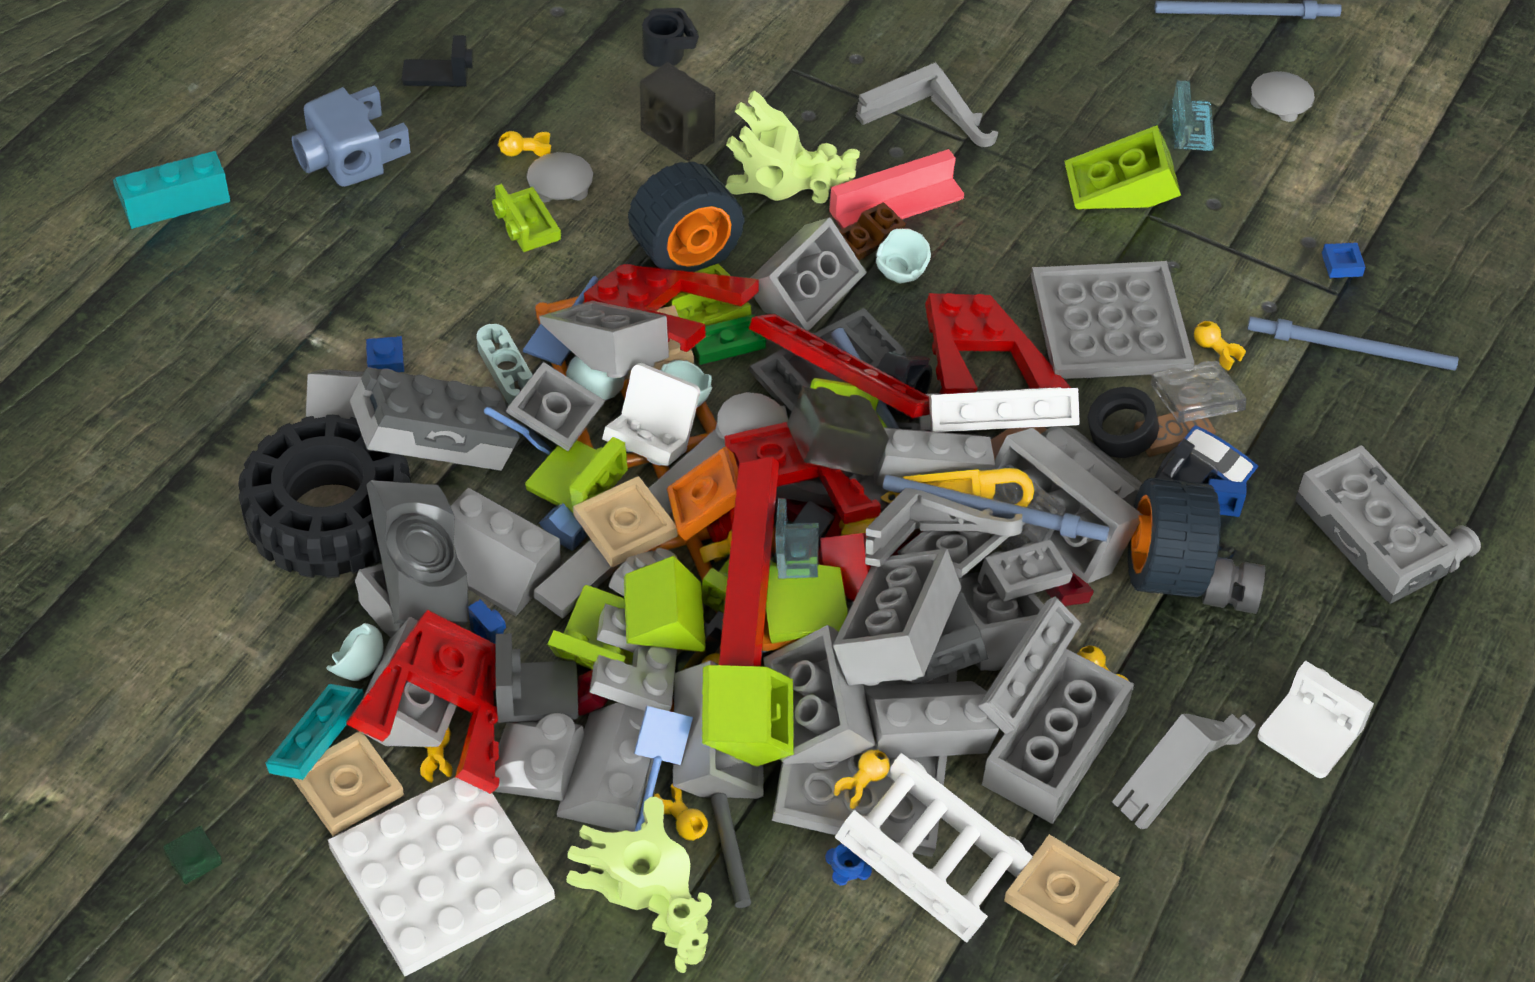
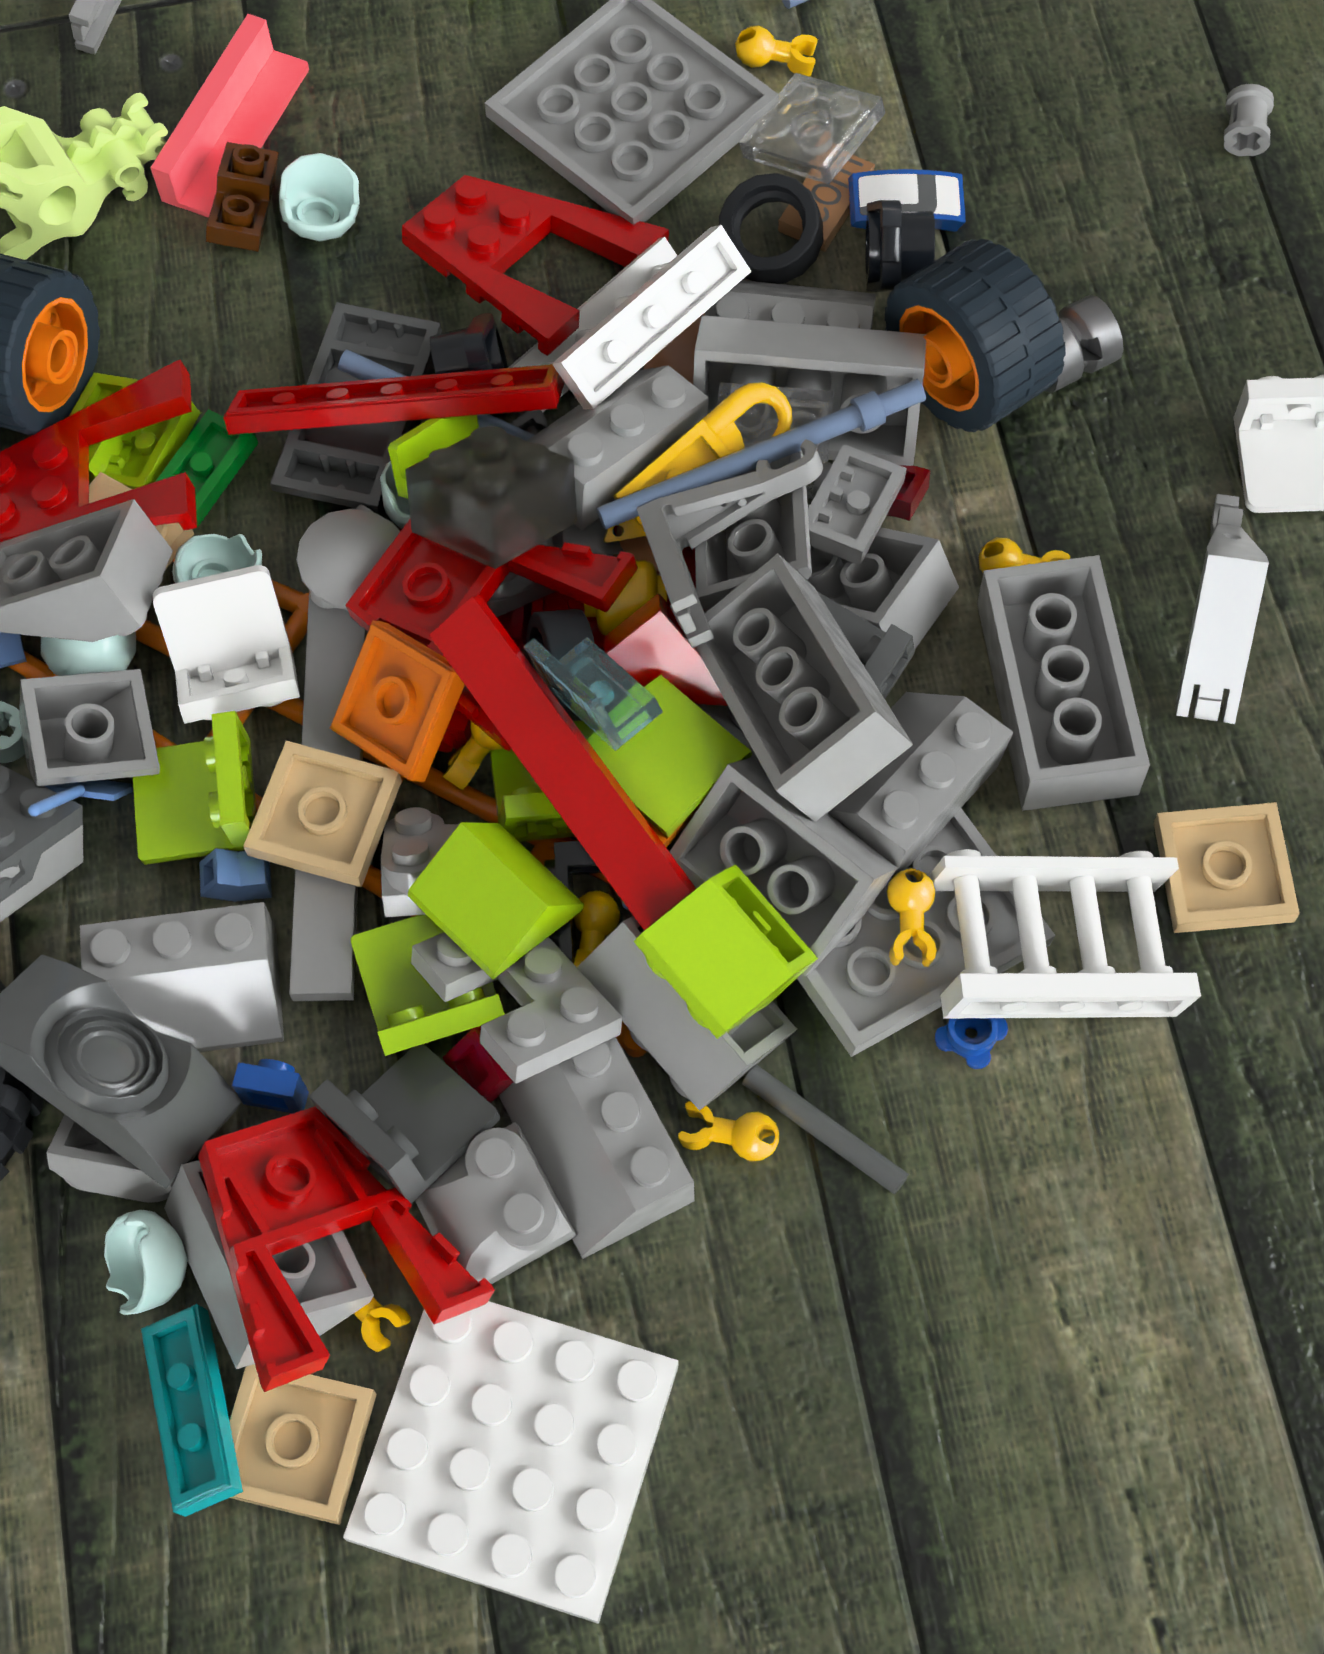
camera: 35 degrees left, 15 degrees up
(650, 872) = (783, 1243): yellowish green animal -> none
(663, 739) = (649, 1069): piece -> none
(808, 274) = (223, 307): light grey slope -> none
(1029, 665) = (977, 625): light grey tile -> none
(1230, 496) = (959, 229): blue plate -> none
(1376, 524) = (1151, 151): light grey piece -> none

